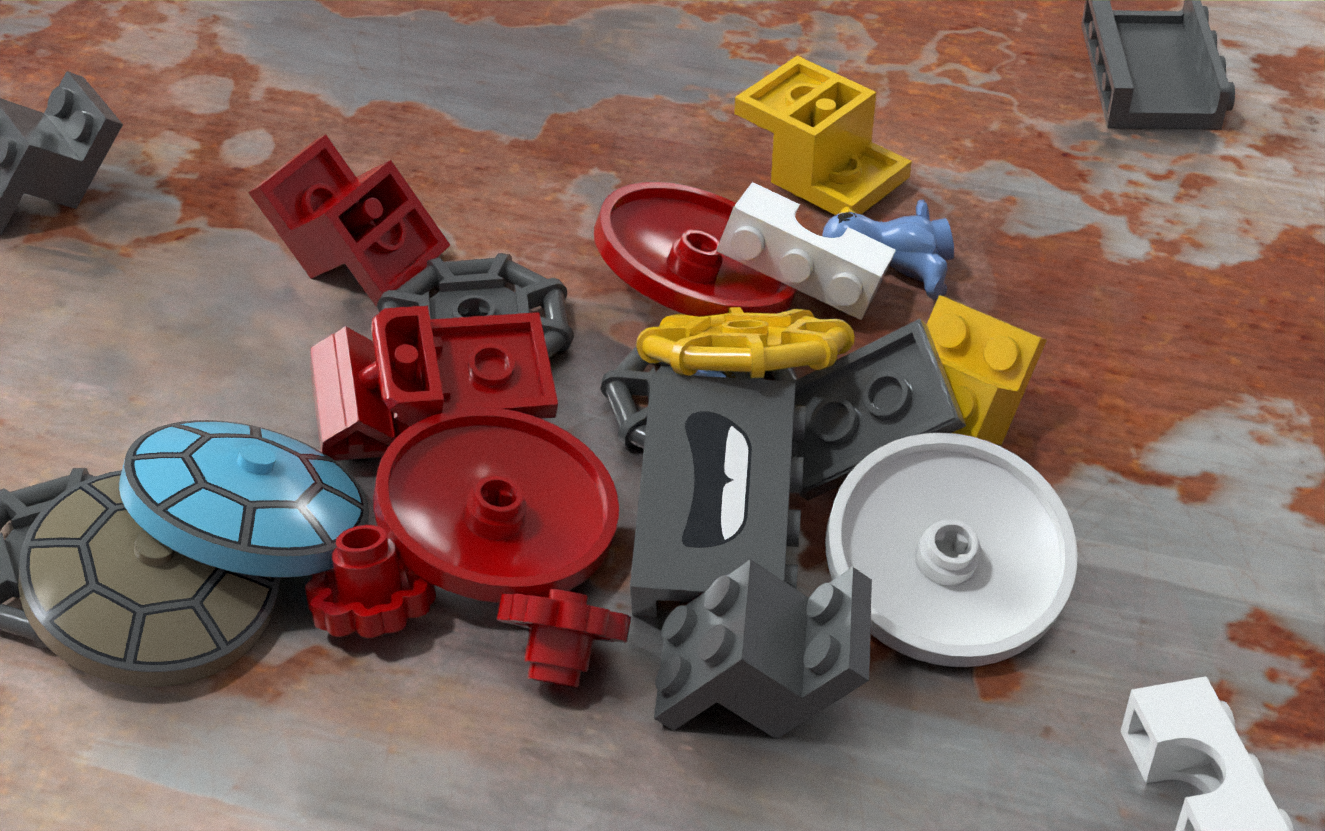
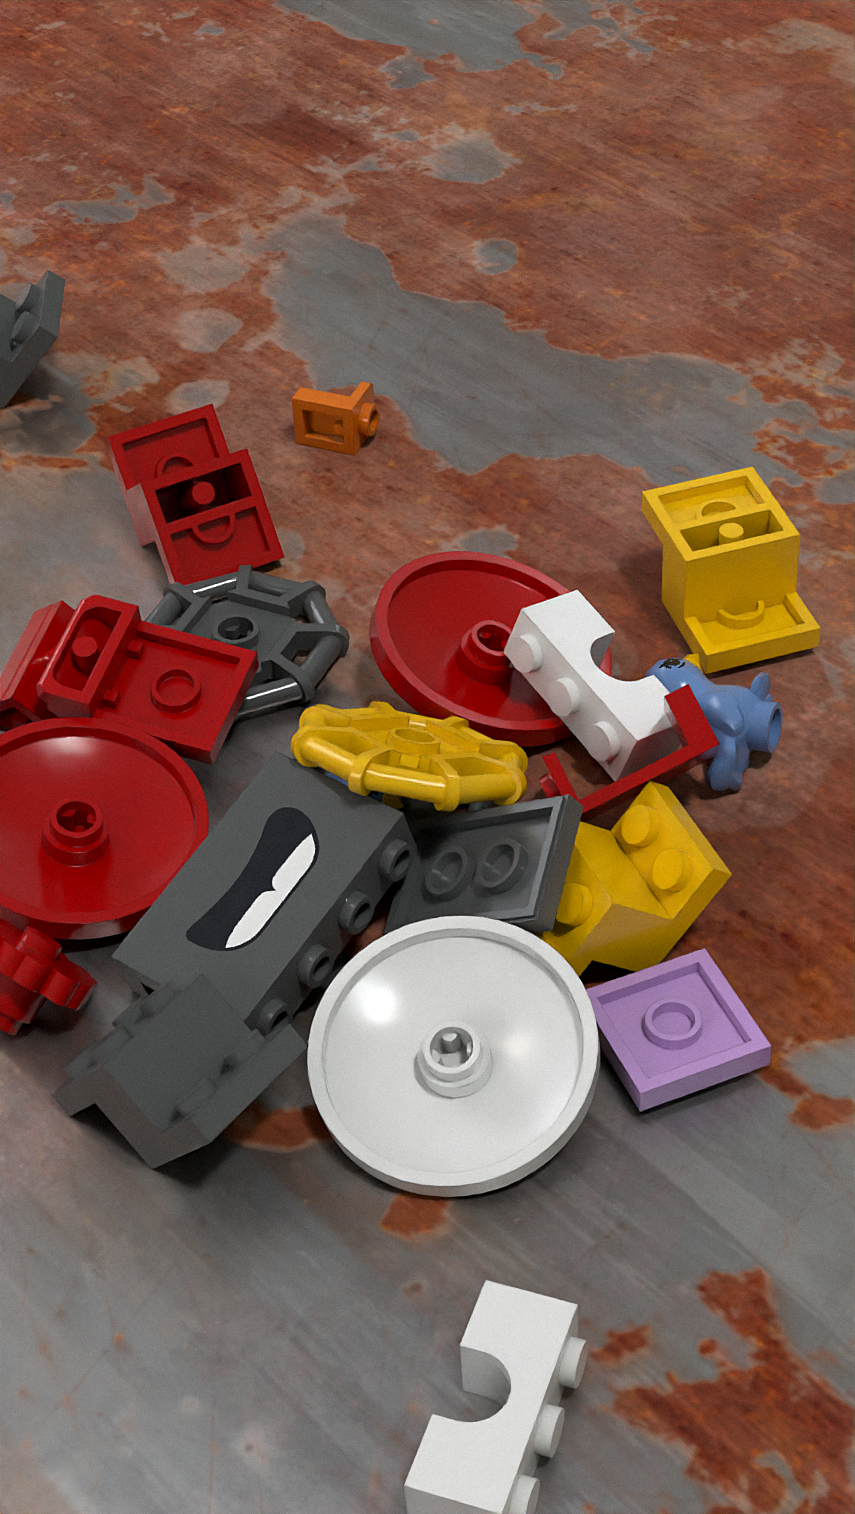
camera: 35 degrees right, 0 degrees up
(398, 127) = (334, 419): none -> orange bracket
(932, 257) = (698, 747): none -> red panel
(1080, 464) = (676, 1029): none -> lavender plate

